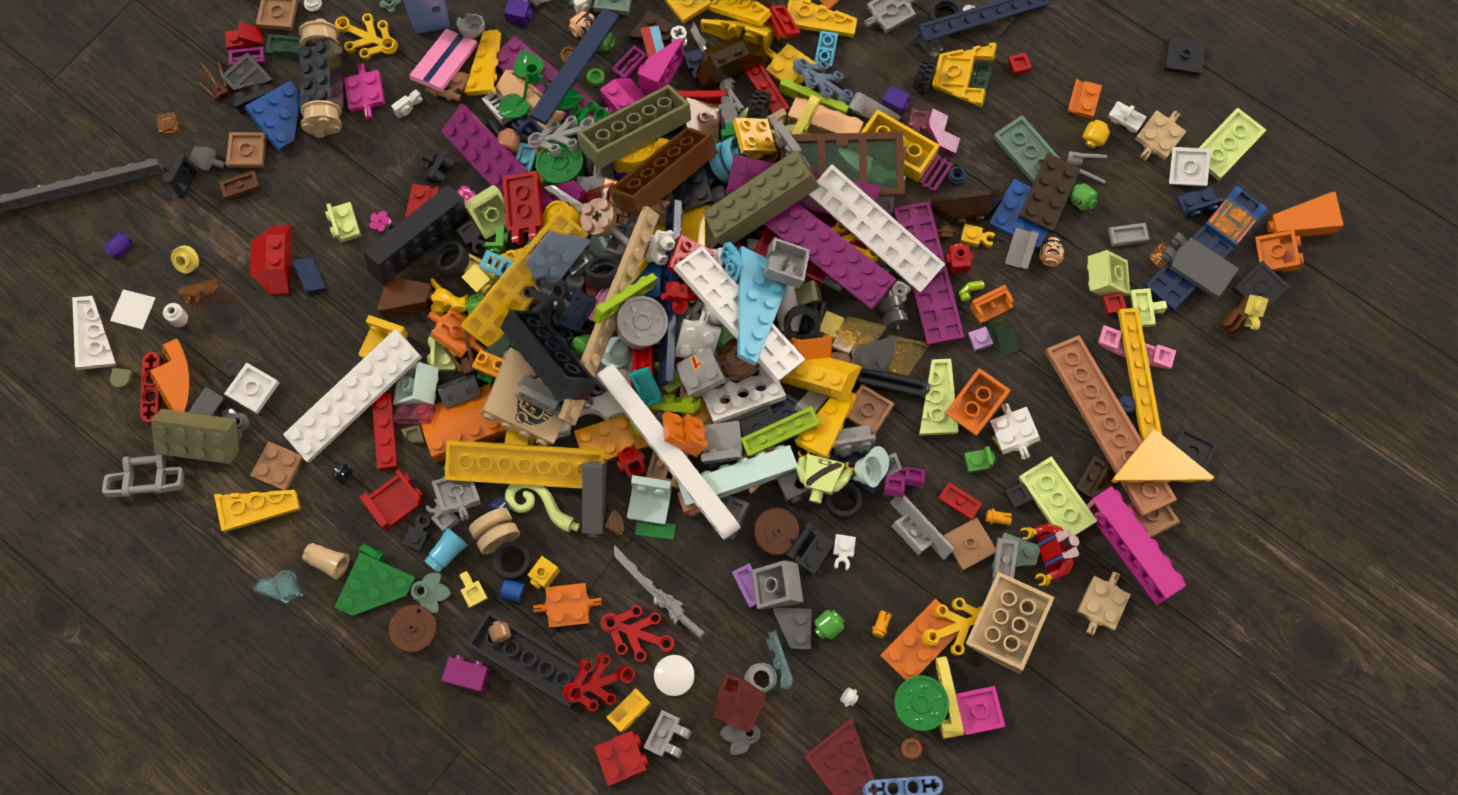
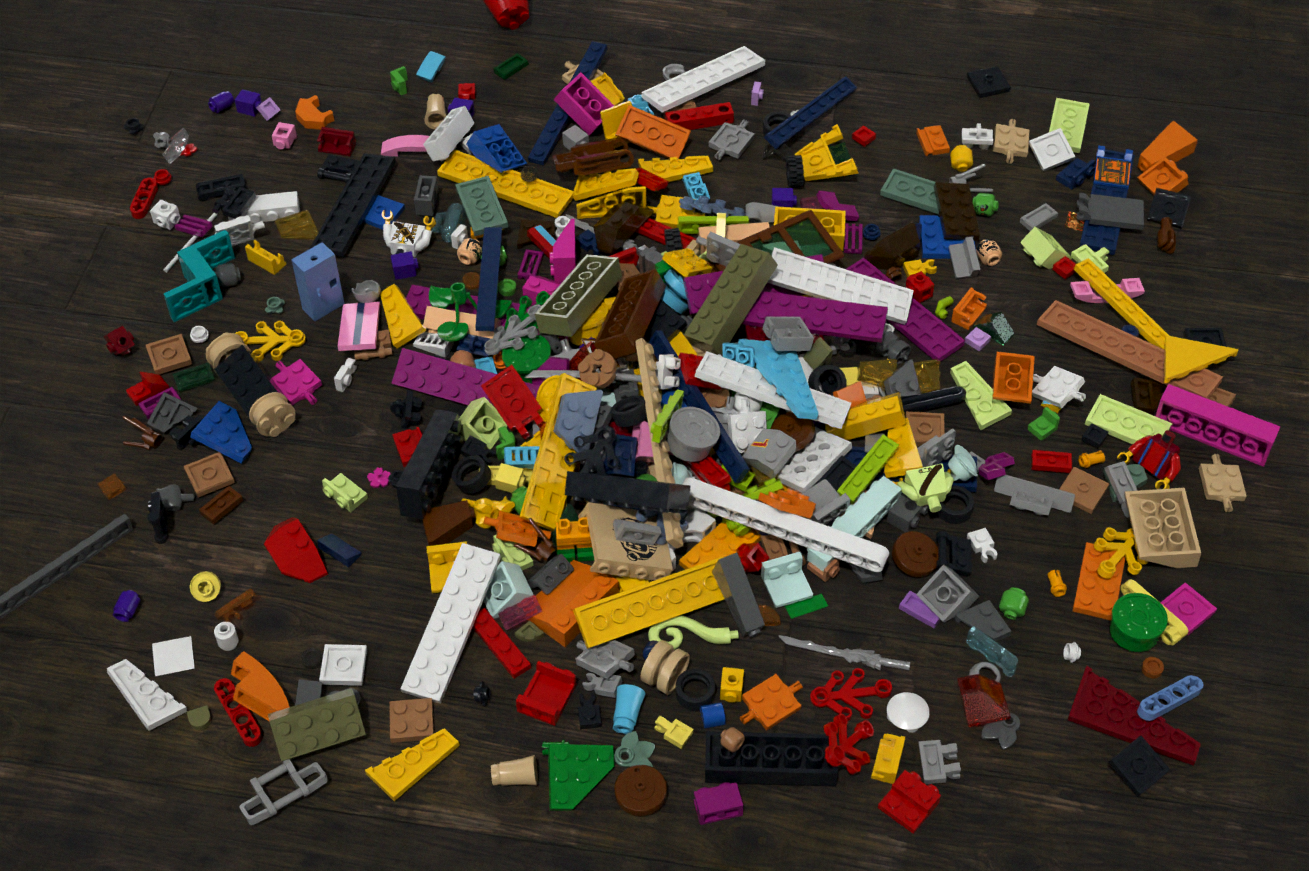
camera: 30 degrees left, 20 degrees down
(282, 587) = (485, 819): clear light blue slope -> none
(646, 386) = (728, 479): teal plate -> none
(679, 296) = (712, 397): red hips -> none
(1255, 307) = (1177, 223): light yellow plate -> none

